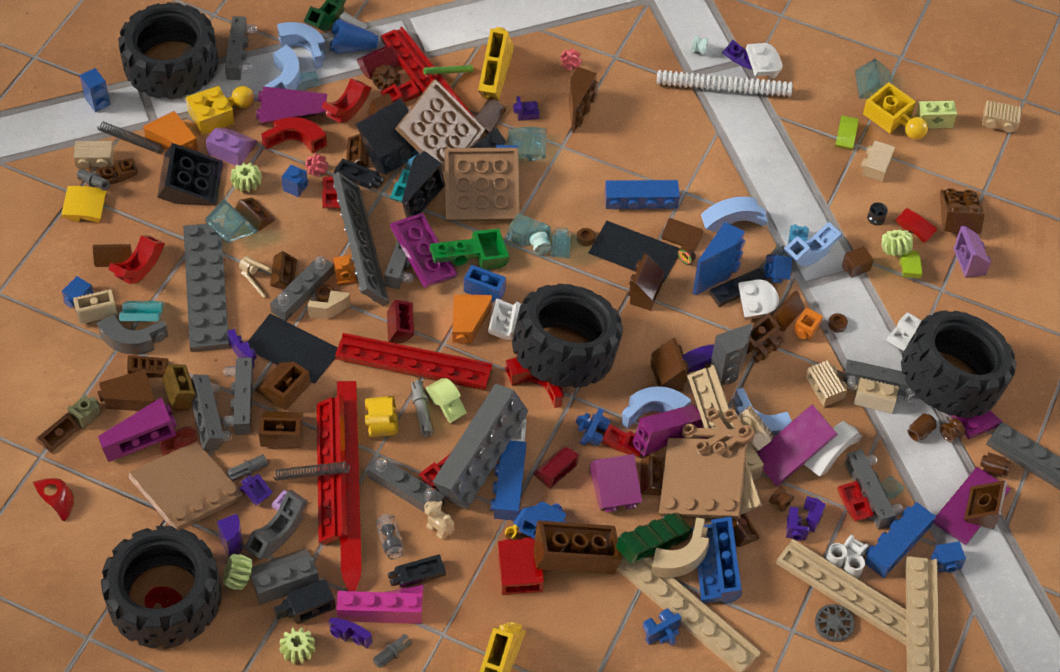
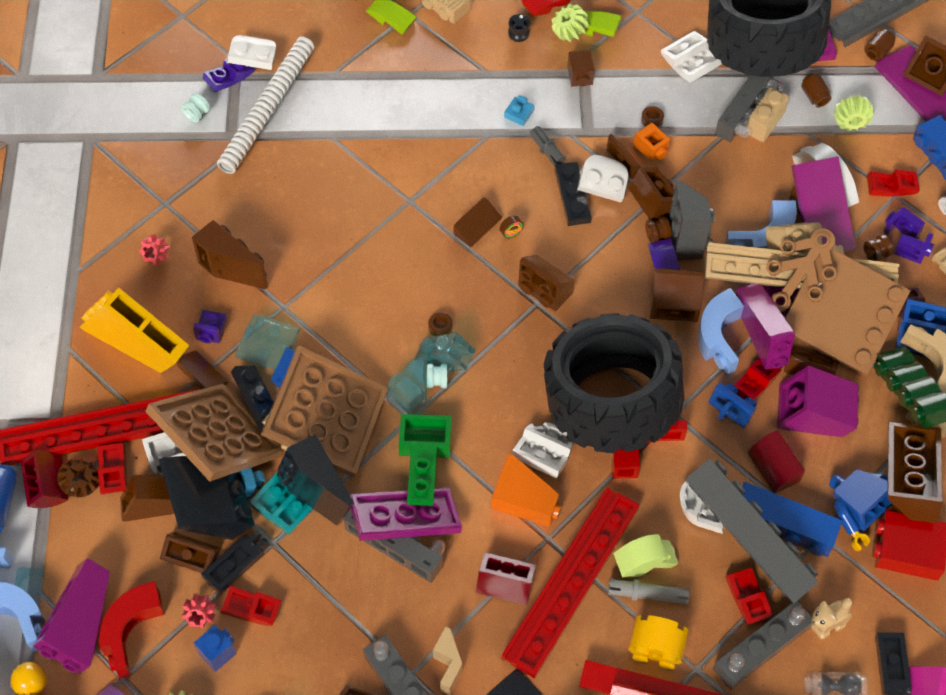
camera: 70 degrees left, 5 degrees up
(323, 293) = (421, 663): reddish brown tile -> none
(344, 270) = (396, 624): orange brick -> none
(349, 103) = (103, 537): red arch -> none
(360, 239) = (365, 589): dark grey plate -> none
(449, 69) = (104, 396): bright green piece -> none
(483, 282) = (484, 457): blue brick -> none
(627, 246) = (476, 281): black sticker -> none
(641, 194) = (403, 243): blue brick -> none
(719, 258) = (544, 189): blue slope -> none
(733, 210) = (474, 160): light blue arch -> none
(778, 268) = (569, 142): blue brick -> none
(815, 248) = (547, 101): light blue arch -> none
(826, 383) = (736, 154): tan brick -> none
(860, 470) = (863, 161): dark grey piece -> none
(892, 487) = (881, 146): clear light blue piece -> none
(907, 454) = (853, 112): none -> yellowish green gear
(952, 430) = (828, 66): reddish brown wheel -> none

